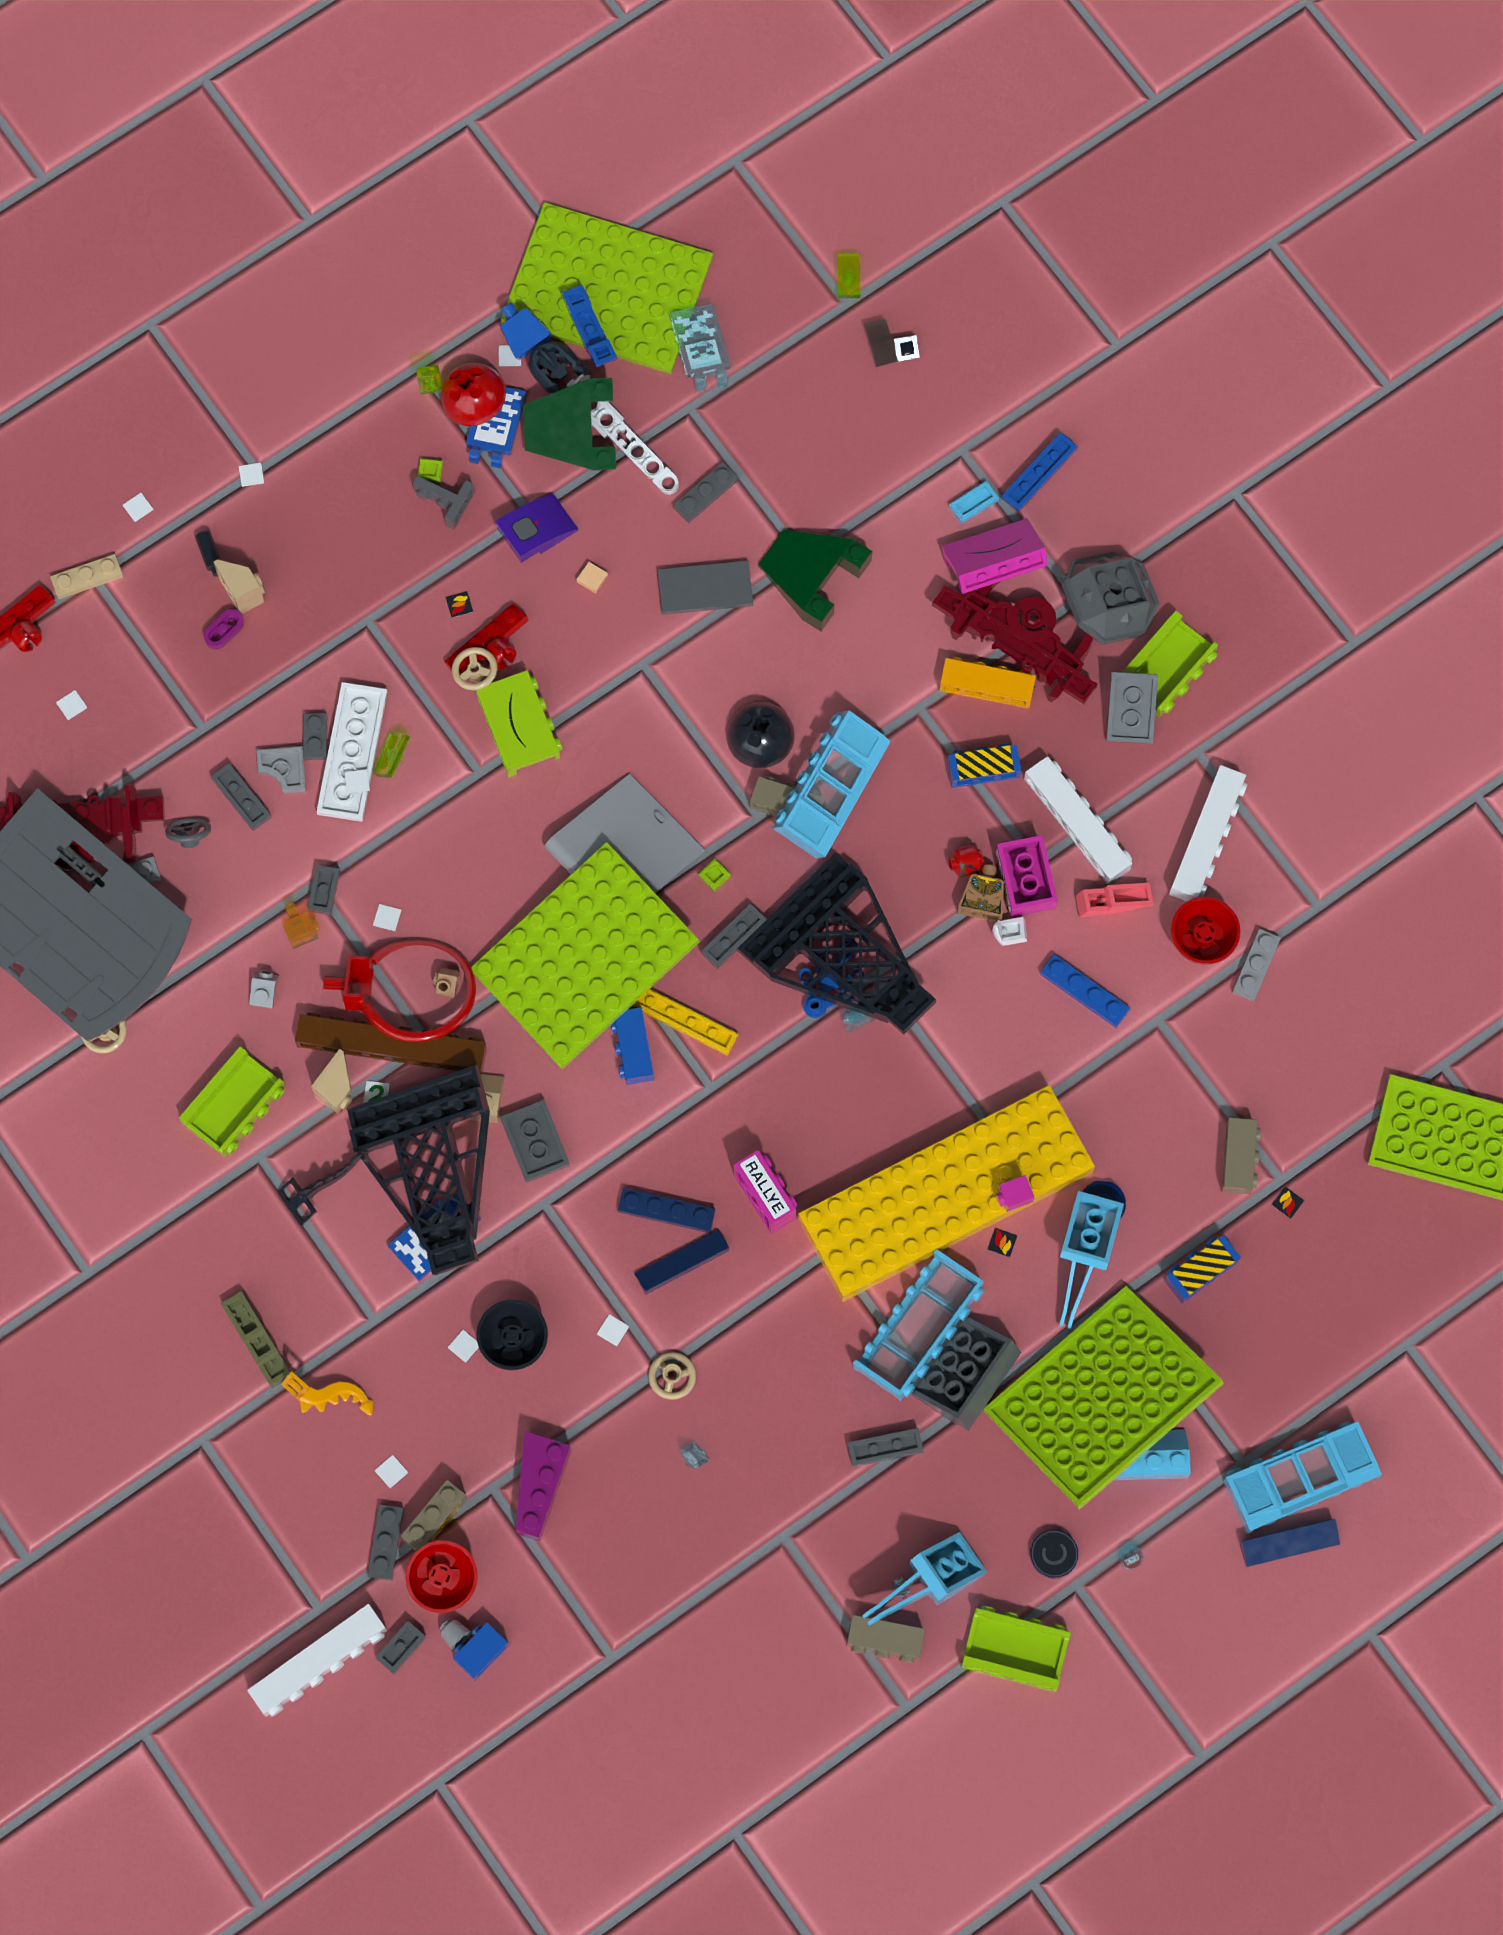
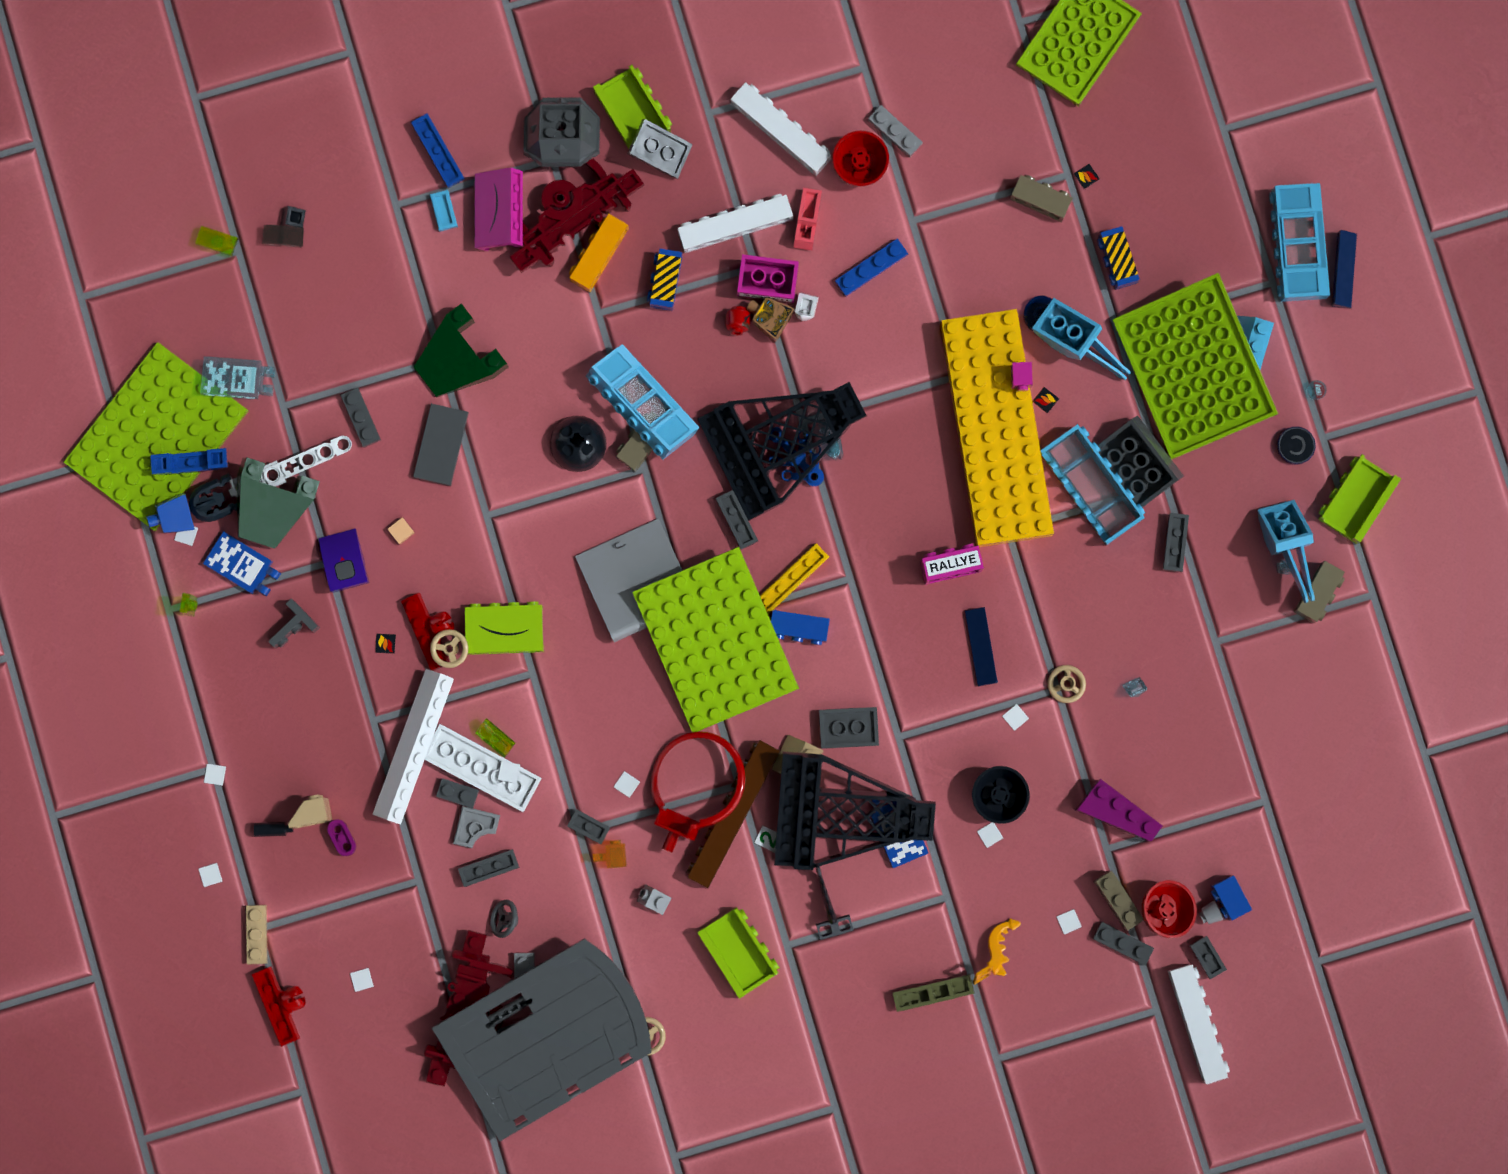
camera: 70 degrees left, 10 degrees up
(334, 1084) = (754, 867): tan slope -> none
(351, 668) = (413, 746): none -> white brick
(431, 470) = (264, 629): lime tile -> none
(446, 982) = (698, 754): medium nougat plate -> none
(472, 394) = (221, 574): red piece -> none
(666, 1210) = (936, 645): dark blue plate -> none
(714, 875) = (681, 518): lime tile -> none

